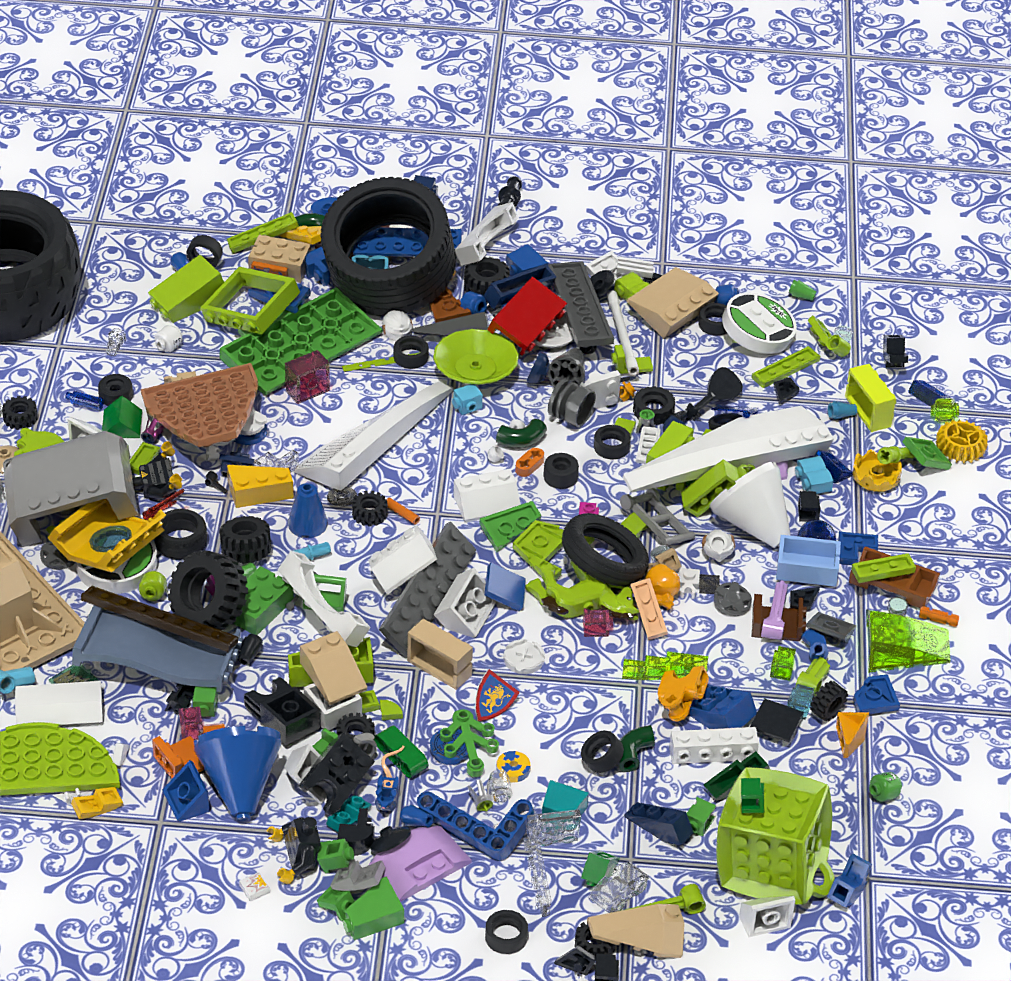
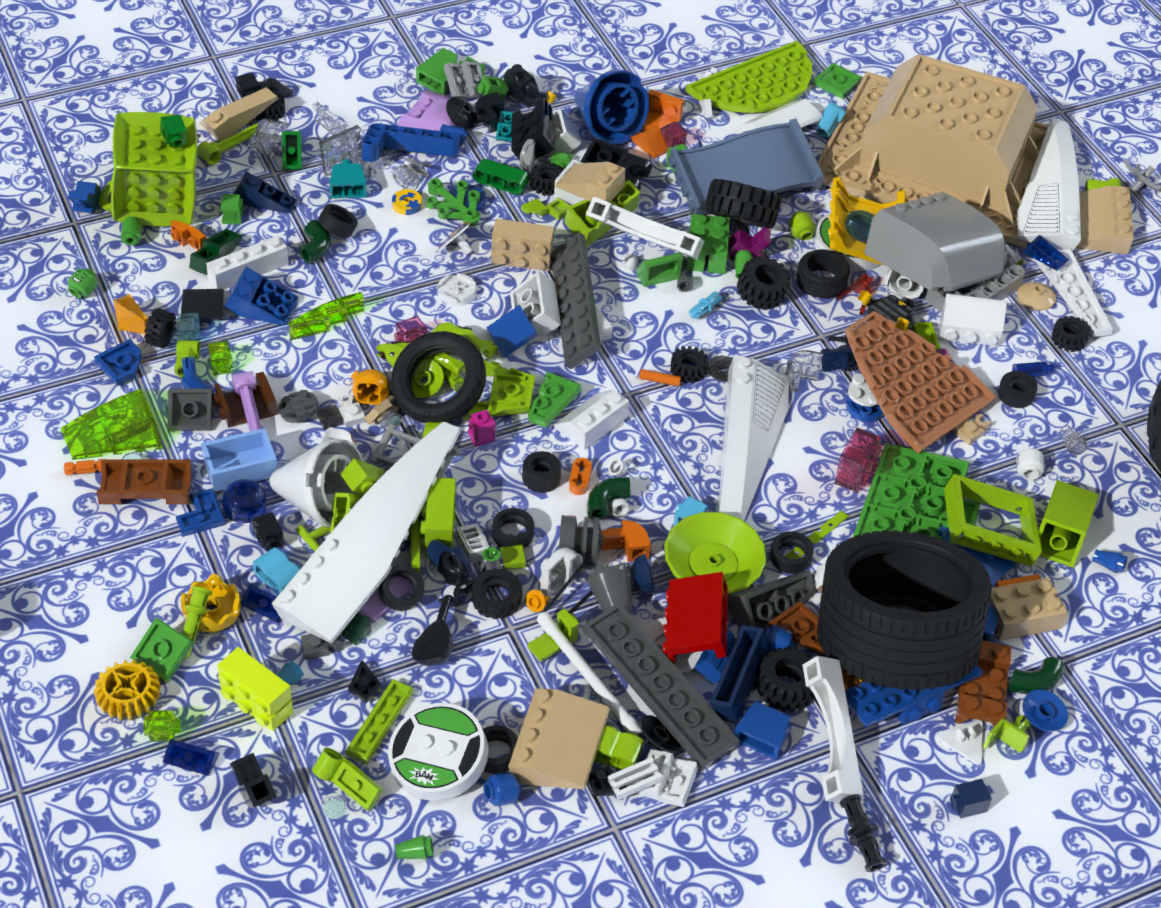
camera: 150 degrees right, 5 degrees up
(35, 440) = (1024, 313): lime tile -> none
(100, 802) = (694, 72): yellow slope -> none
(123, 418) = (980, 362): green slope -> none
(159, 618) = (765, 178): dark brown tile -> none
(207, 242) = (1099, 570): black tyre -> none
(250, 648) = (681, 210): black cone -> none
(254, 886) = (536, 64): white tile -> none
(259, 484) = (804, 335): yellow wedge -> none
(270, 228) = (1073, 634): lime tile -> none
(304, 234) = (1020, 642): yellow wing -> none
(307, 513) = (734, 327): blue cone -> none
(387, 787) = (490, 143): blue animal -> none
(402, 559) = (612, 301): white slope -> none
(506, 917) = (337, 99): black tyre -> none
(528, 402) = (630, 537): none -> orange brick
(649, 609) = (368, 355): light nougat plate -> none
(679, 693) = (297, 288): light orange piece -> none
(747, 411) = (401, 604): clear blue piece -> none
(808, 595) = (230, 429): black piece -> none
(883, 568) = (155, 463): lime plate -> none

